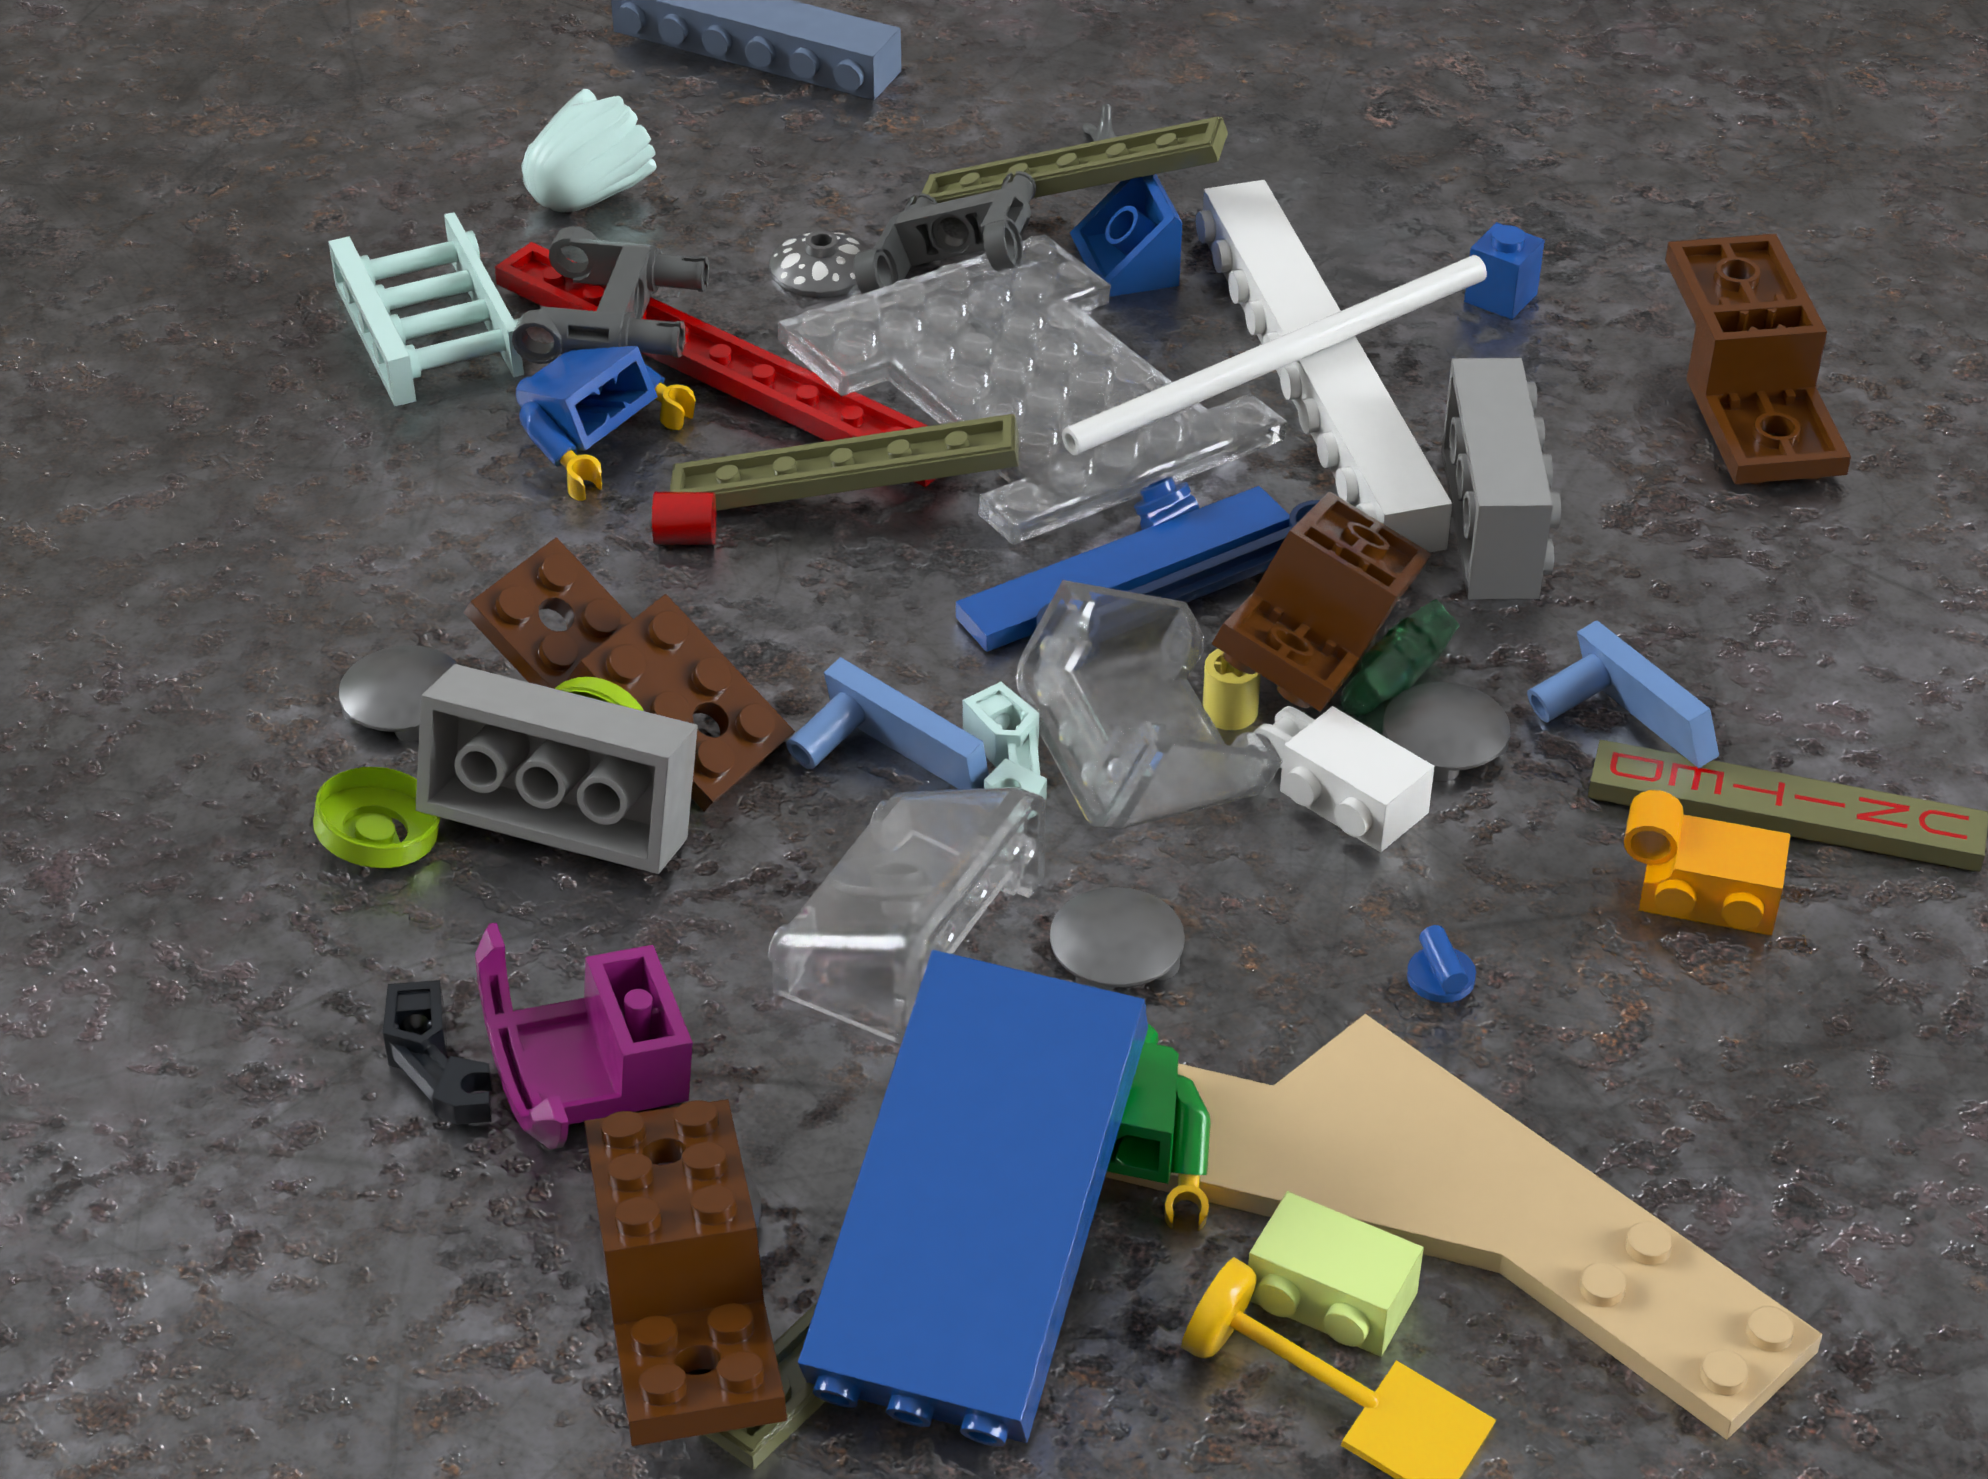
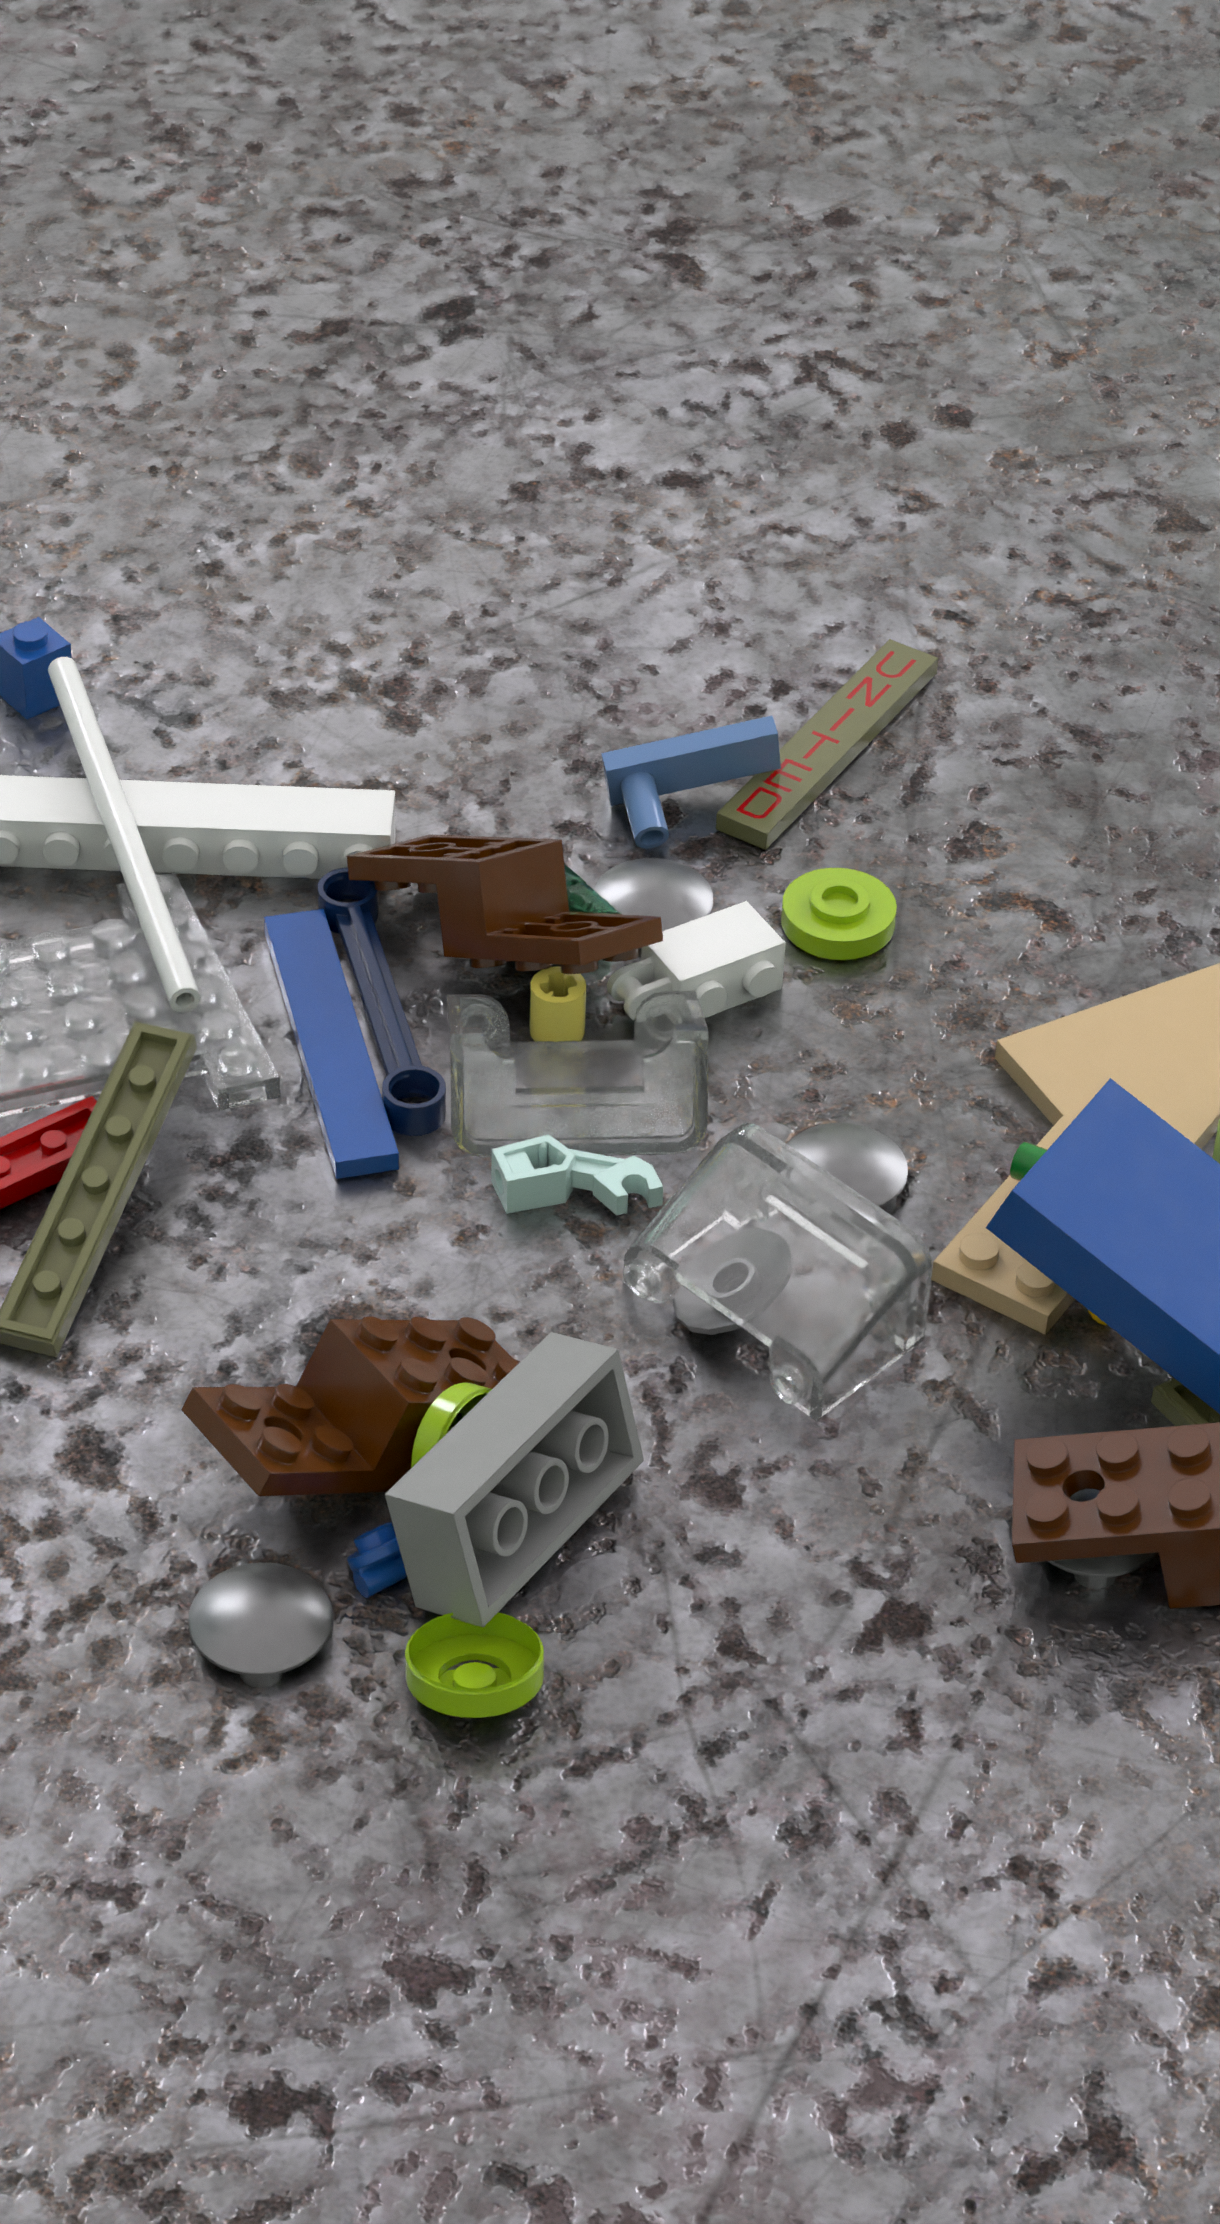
camera: 75 degrees left, 0 degrees up
(418, 1044) = (809, 1678): black piece -> none
(588, 1054) = (892, 1539): magenta piece -> none
(684, 518) = (98, 1334): red piece -> none
(892, 719) = (476, 1252): medium blue piece -> none
(1164, 501) = (257, 985): blue plate -> none
(1440, 970) = (959, 983): blue plate -> none
(1498, 479) = (374, 738): light grey brick -> none
(1507, 863) = (838, 913): none -> lime piece
(1705, 866) = (906, 798): light orange hinge -> none
(1757, 359) = (281, 564): reddish brown bracket -> none

